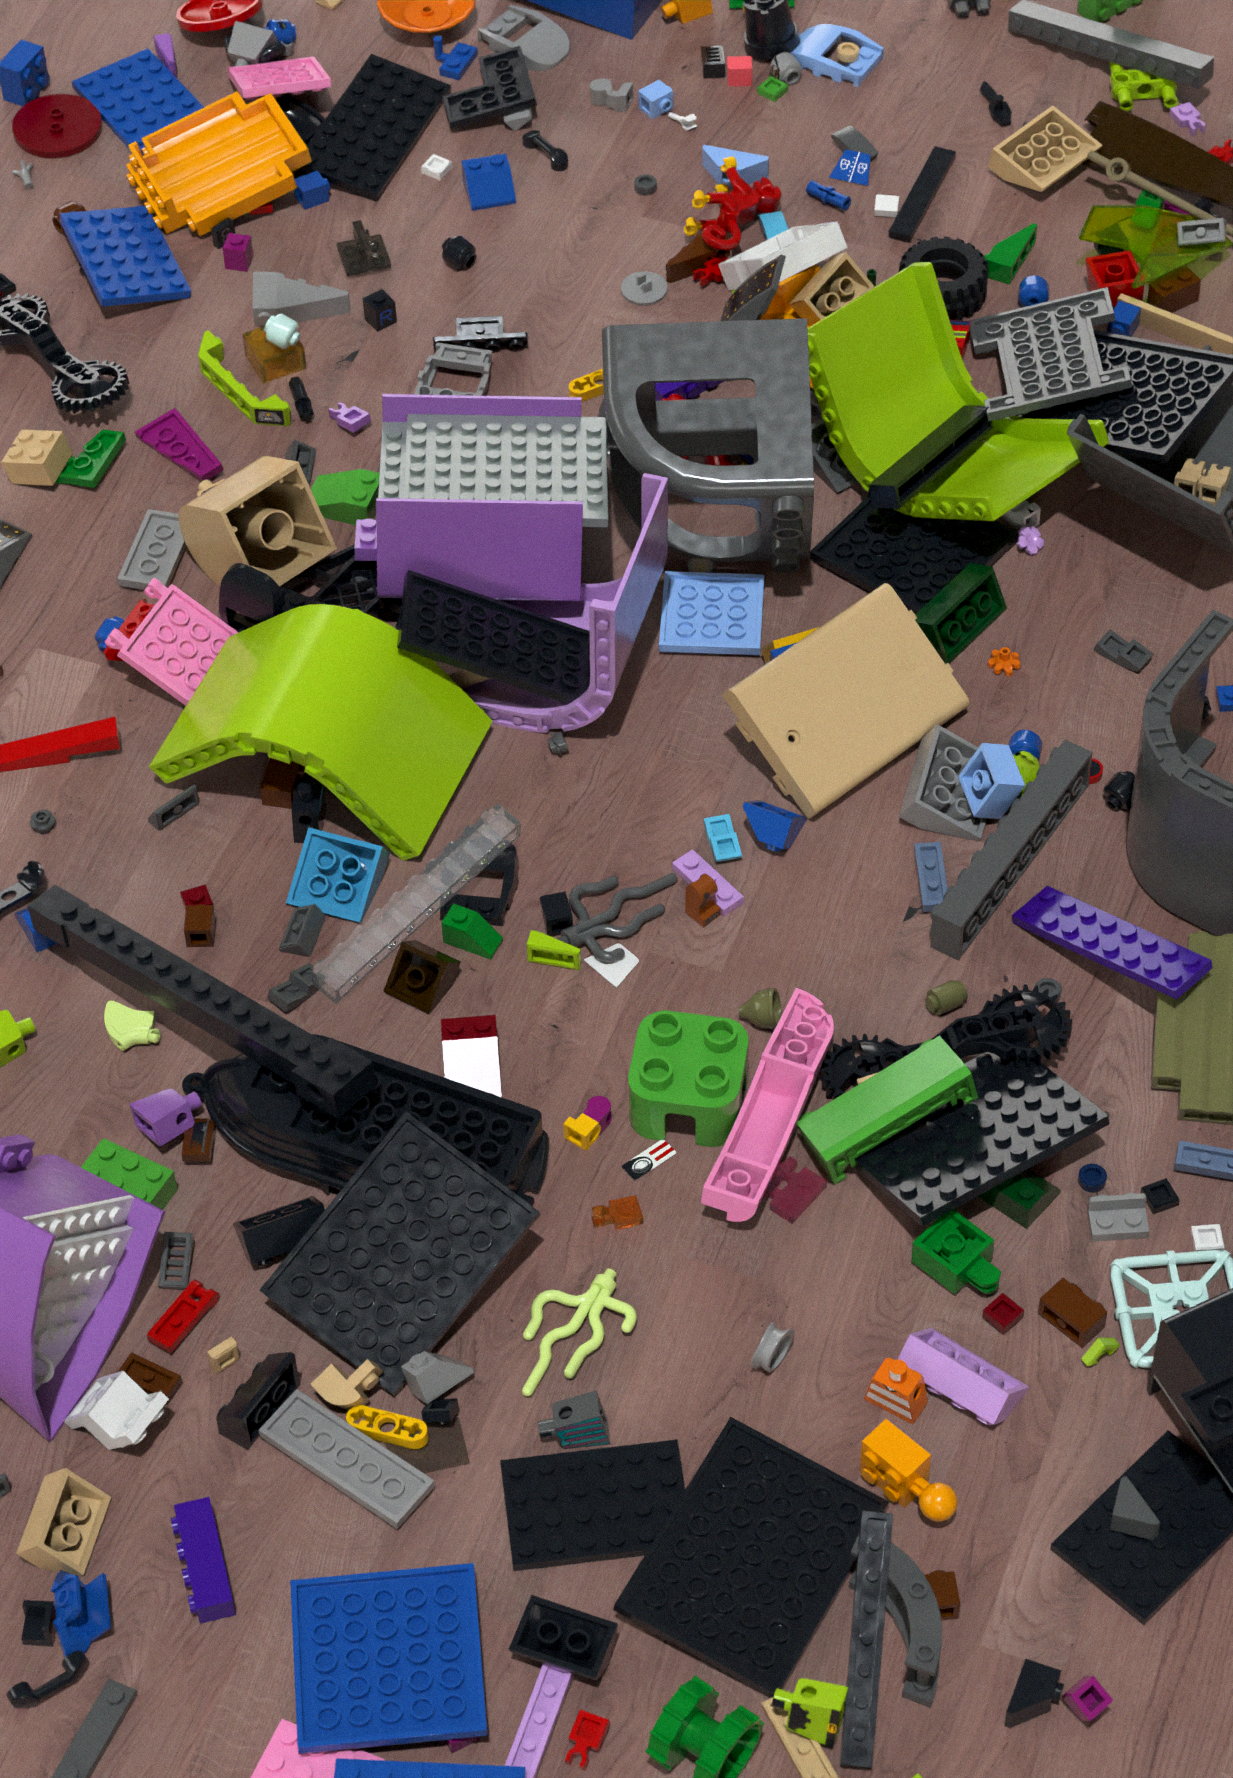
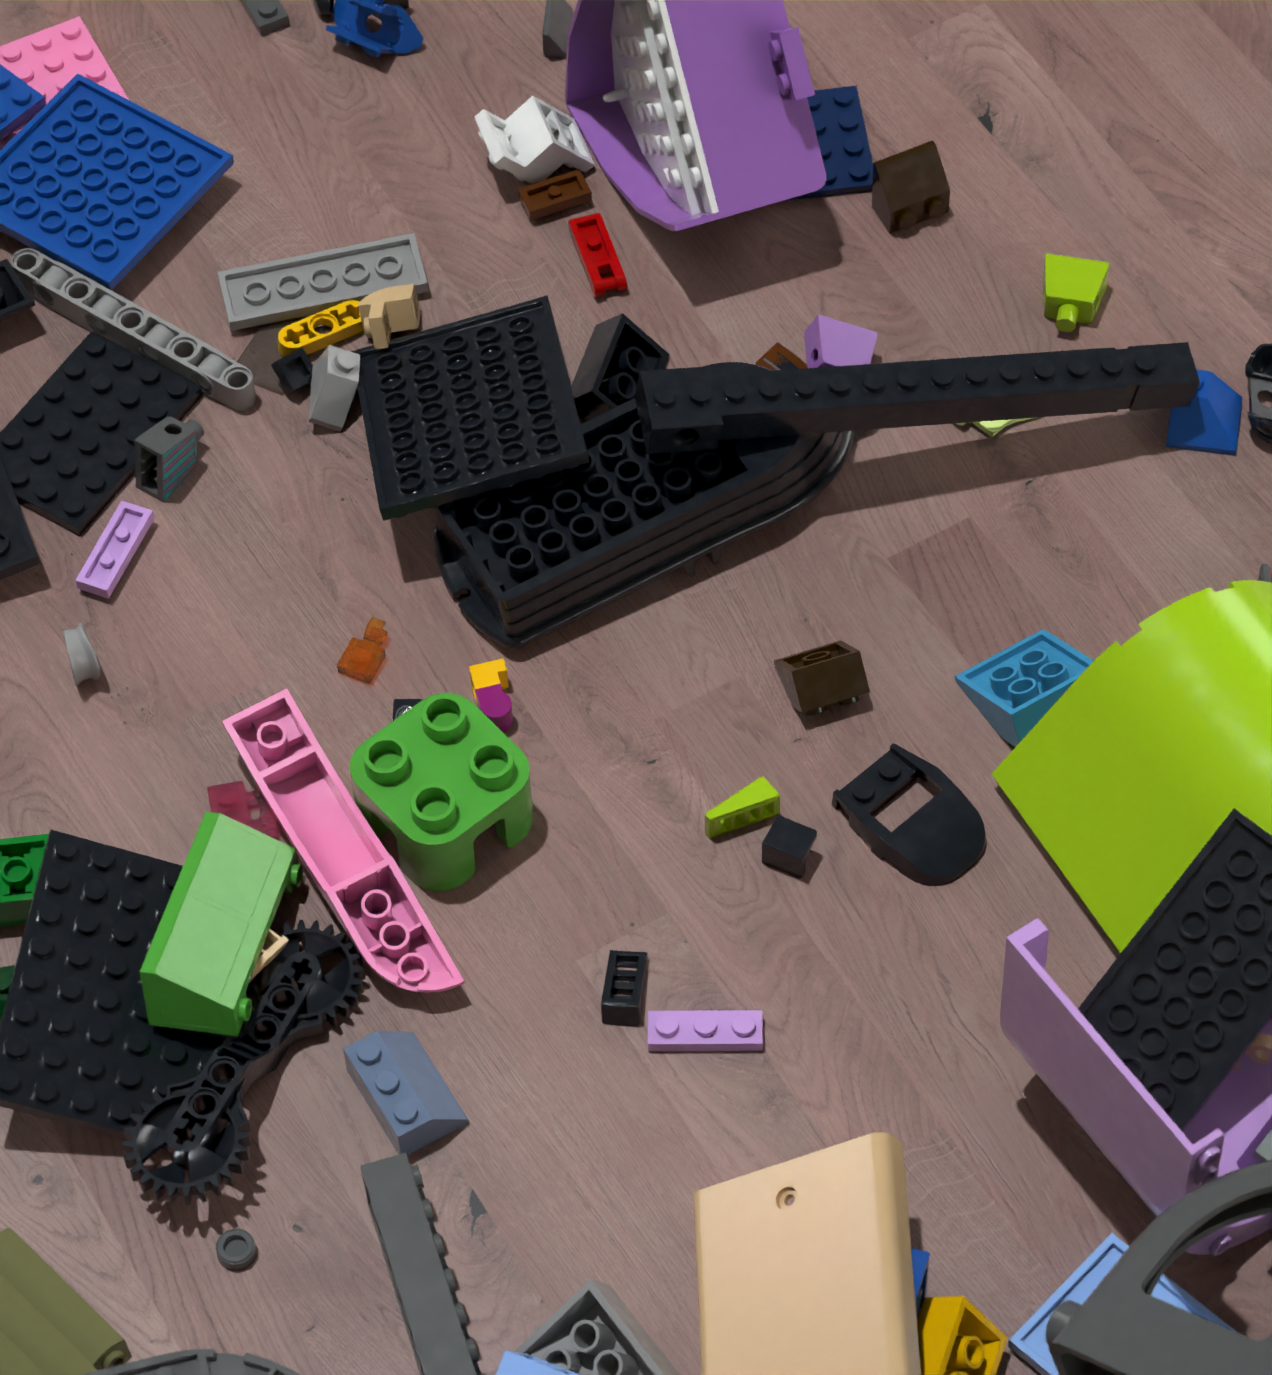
camera: 130 degrees right, 5 degrees up
(64, 1523) = (463, 59): tan slope -> none
(132, 1173) = (788, 287): bright green brick -> none
(176, 1239) = (679, 302): dark grey slope -> none
(196, 896) = (1117, 554): dark red plate -> none
(199, 925) = (1072, 528): reddish brown brick -> none
(204, 1560) = (328, 129): dark purple brick -> none
(223, 1355) = (520, 255): tan tile -> none
(258, 1398) = (444, 246): black slope -> none
(295, 990) = (912, 567): dark grey slope -> none
(303, 930) = (988, 620): dark grey slope -> none
(415, 903) = (911, 714): clear brick -> none
(470, 932) = (838, 753): green slope -> none
(472, 1052) = (672, 649): slope -> none
(490, 1554) = (134, 328): none -> light grey beam
(588, 929) = (745, 862): dark grey plant -> none
(594, 1301) = (289, 564): yellowish green plant -> none
(616, 970) = (683, 869): white sticker -> none
(673, 1404) = (114, 549): none -> lavender plate
(701, 900) = (673, 984): dark orange leg -> none
(720, 921) = (624, 1009): none -> black slope
(722, 838) = (749, 1089): medium azure slope -> none
(763, 1008) = (472, 944): olive helmet -> none
(774, 824) = (723, 1143): blue slope -> none
(883, 980) = (403, 1089): none -> sand blue slope
(930, 874) = (496, 1254): sand blue plate -> none
(946, 997) = (322, 1132): olive brick -> none
(1112, 942) = (152, 1319): dark purple plate -> none

